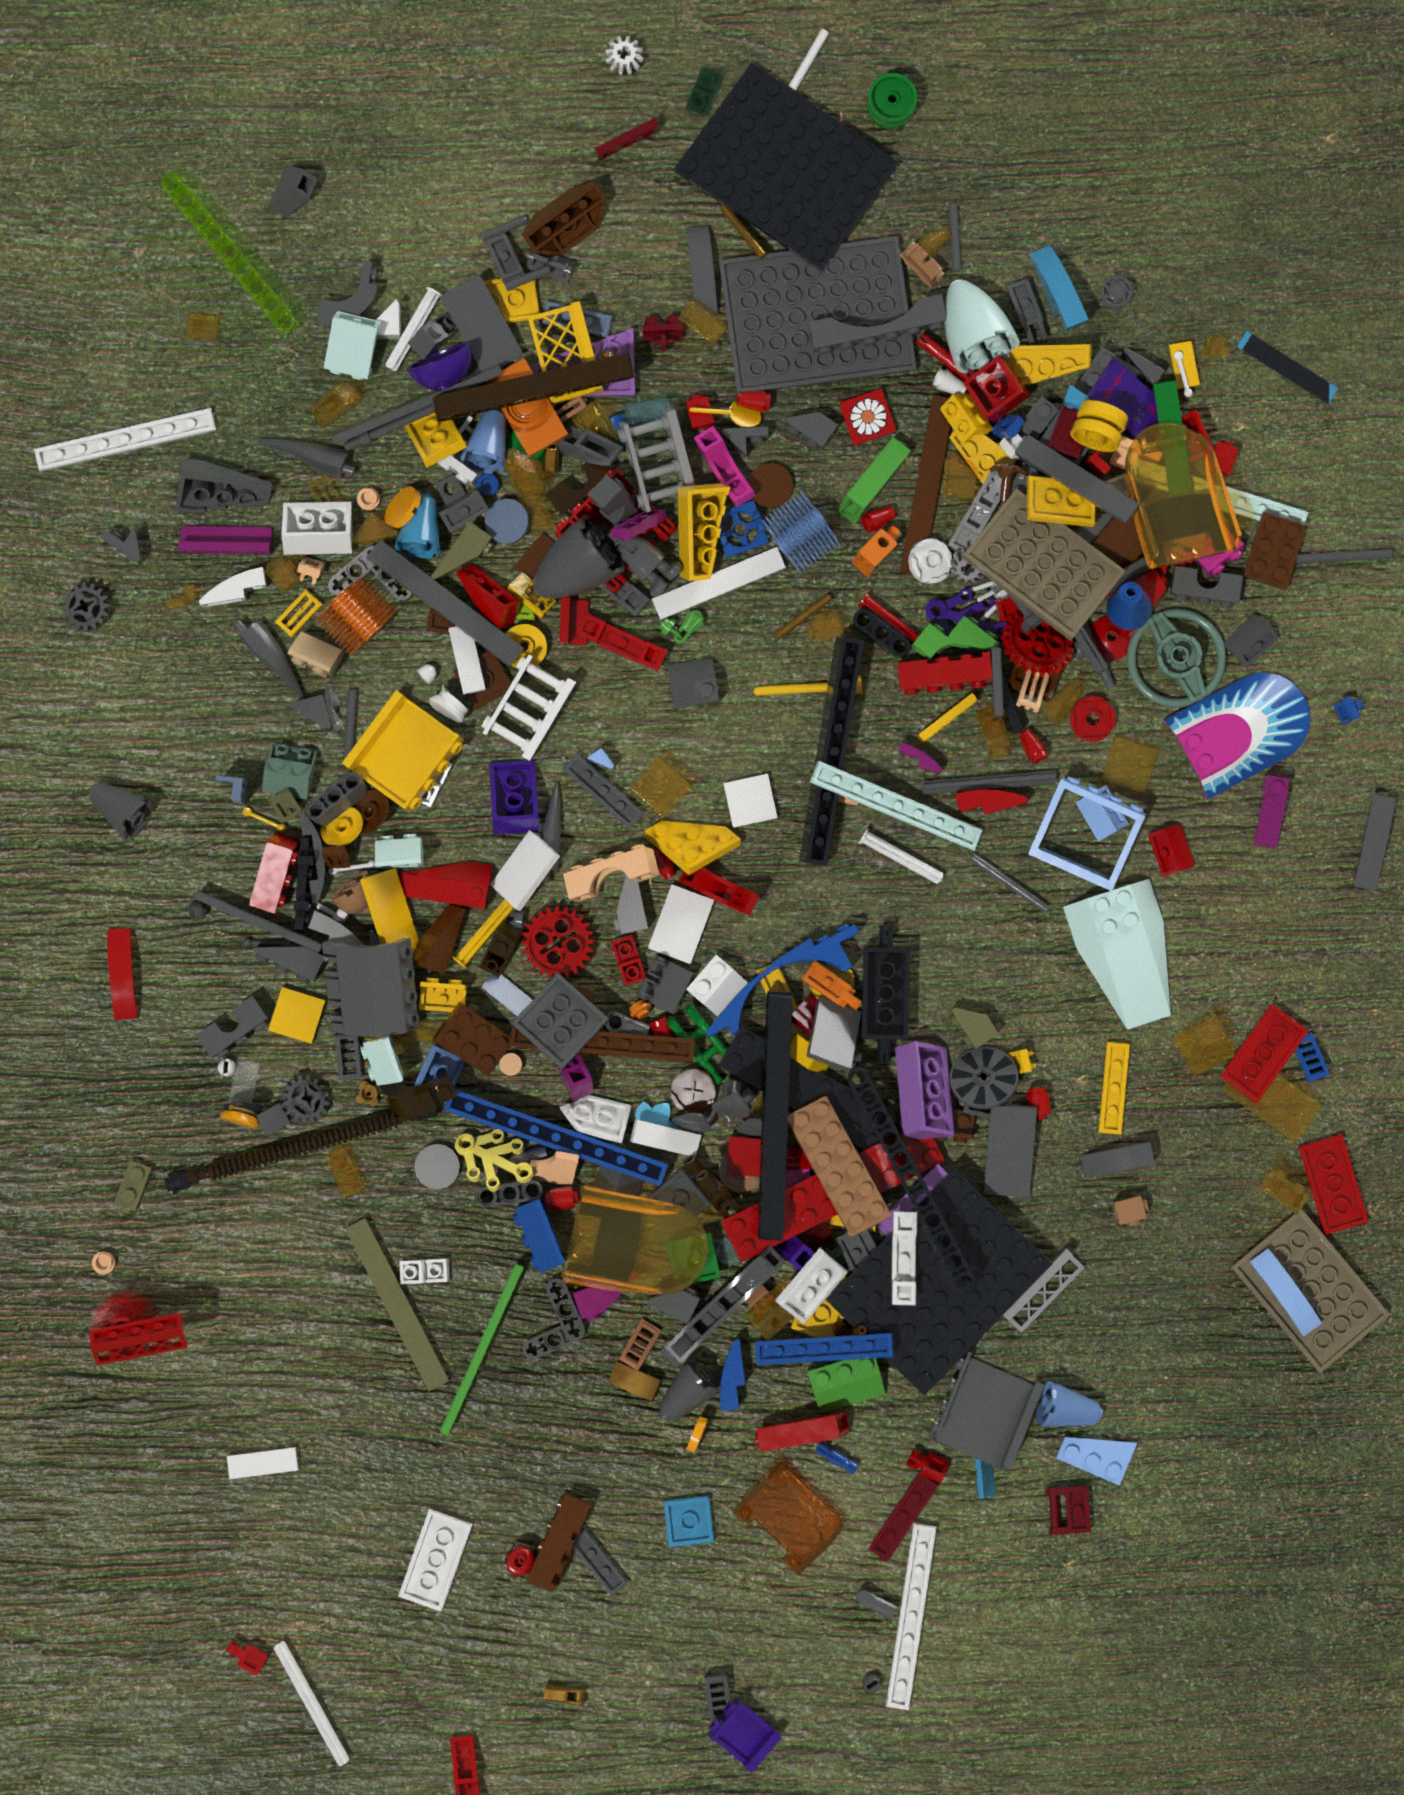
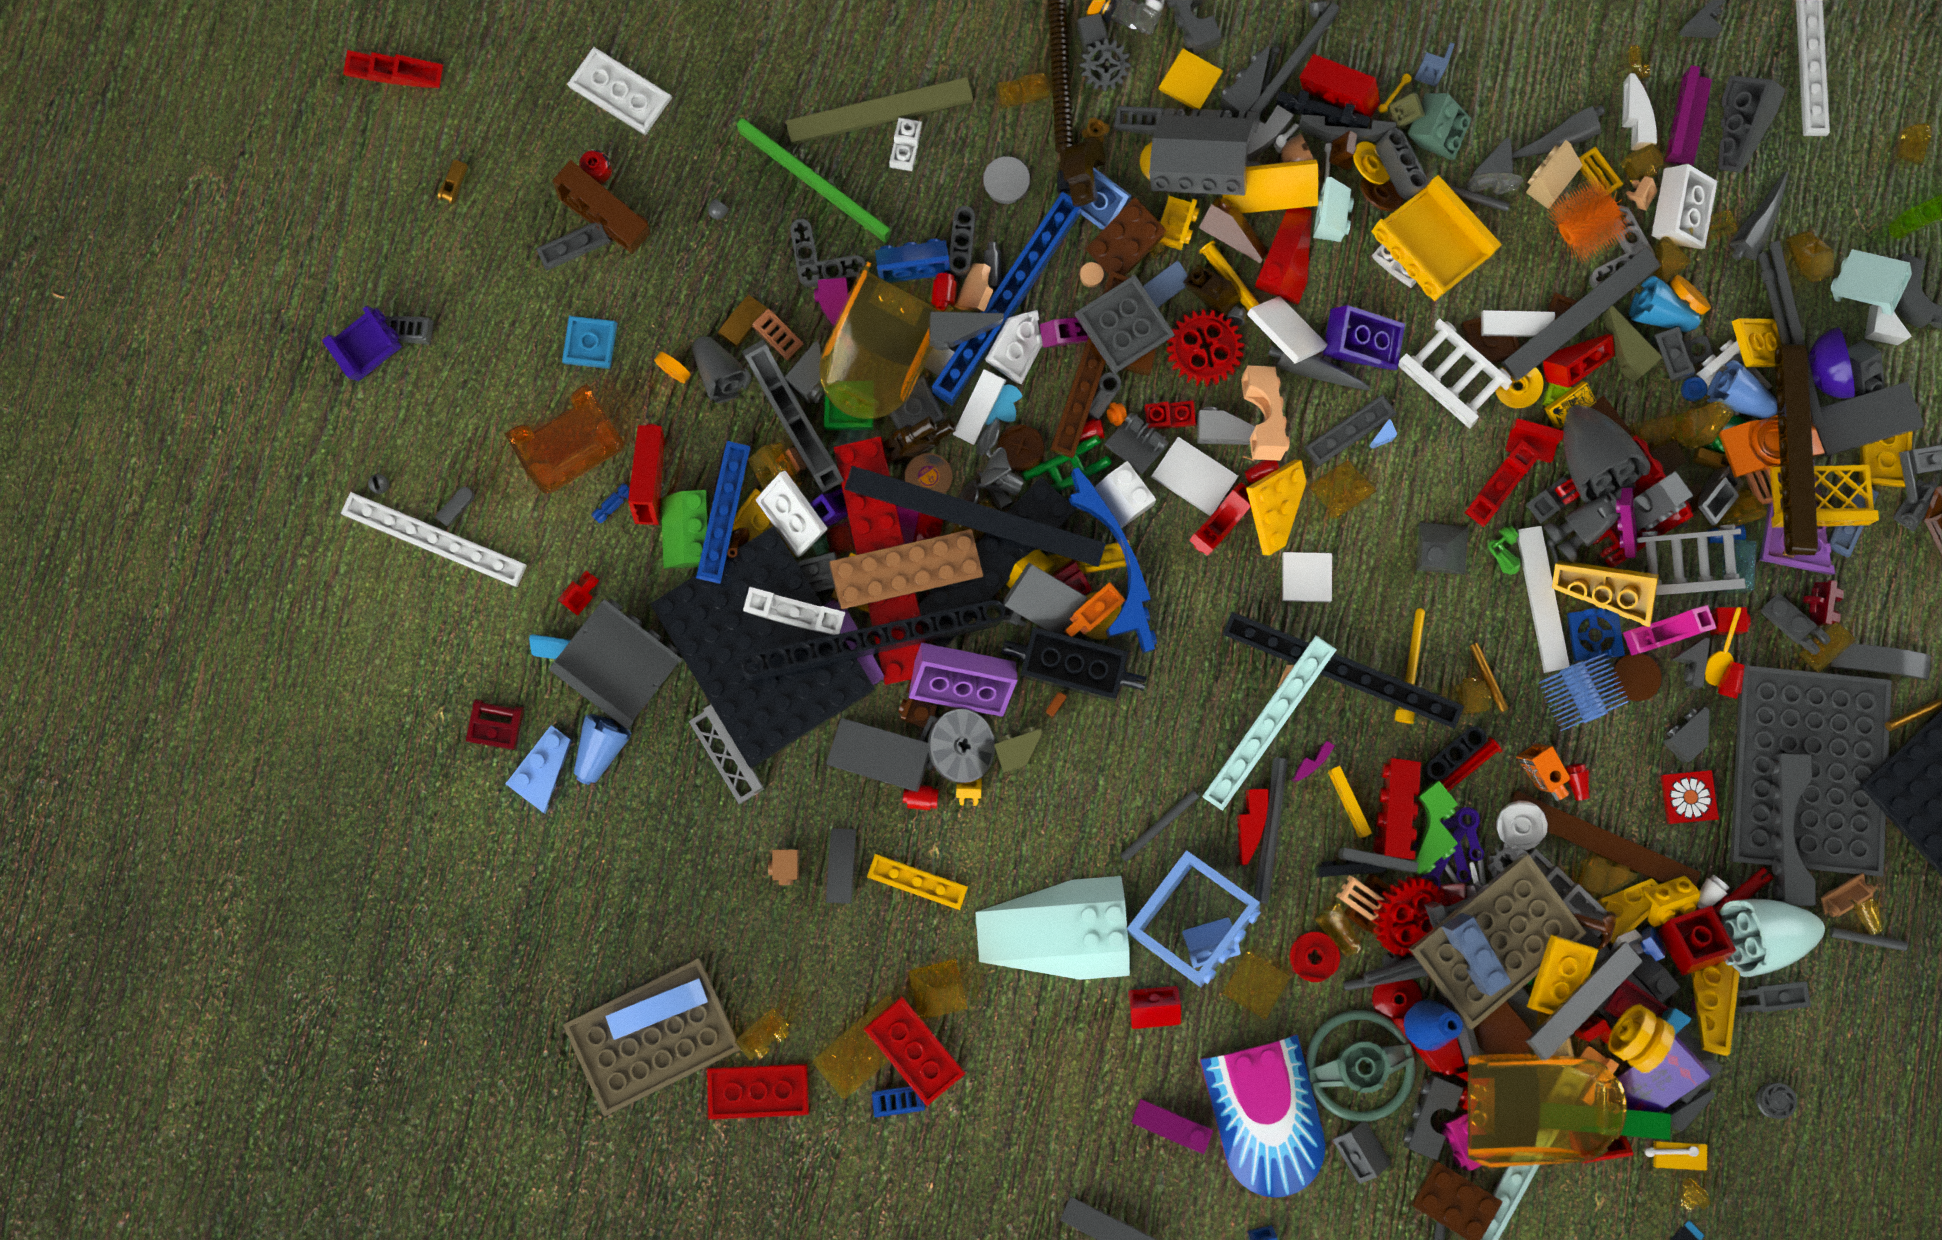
camera: 110 degrees right, 5 degrees down
(368, 498) = (1703, 266): light nougat plate -> none
(383, 1060) = (1127, 148): light aqua slope -> none
(417, 320) = (1889, 363): white axle -> none
(418, 1034) = (1142, 179): clear yellow helmet -> none
(427, 673) = (1511, 283): white hinge -> none
(448, 705) = (1475, 295): white piece -> none
(492, 1156) = (1003, 230): light yellow plant -> none
(507, 521) = (1653, 398): sand blue tile -> none
(532, 1433) = (717, 209): none -> dark grey hinge
(604, 1177) = (954, 328): none -> dark grey slope
(687, 356) = (1794, 623): none -> dark grey hinge
(731, 1377) = (720, 417): blue slope -> none
(743, 1156) = (942, 478): red piece -> none
(873, 480) = (1621, 785): bright green slope -> none
(901, 857) = (1213, 718): white axle -> none
(903, 1517) = (533, 554): dark red plate -> none
(925, 1001) = (1055, 705): none -> dark orange tile
(993, 733) = (1321, 846): clear yellow slope -> none
(1033, 747) = (1297, 886): red cone -> none
(1058, 288) = (1793, 1037): dark azure slope -> none
(1062, 582) = (1484, 965): none -> sand blue arch
(1225, 455) = (1571, 1174): red brick -> none

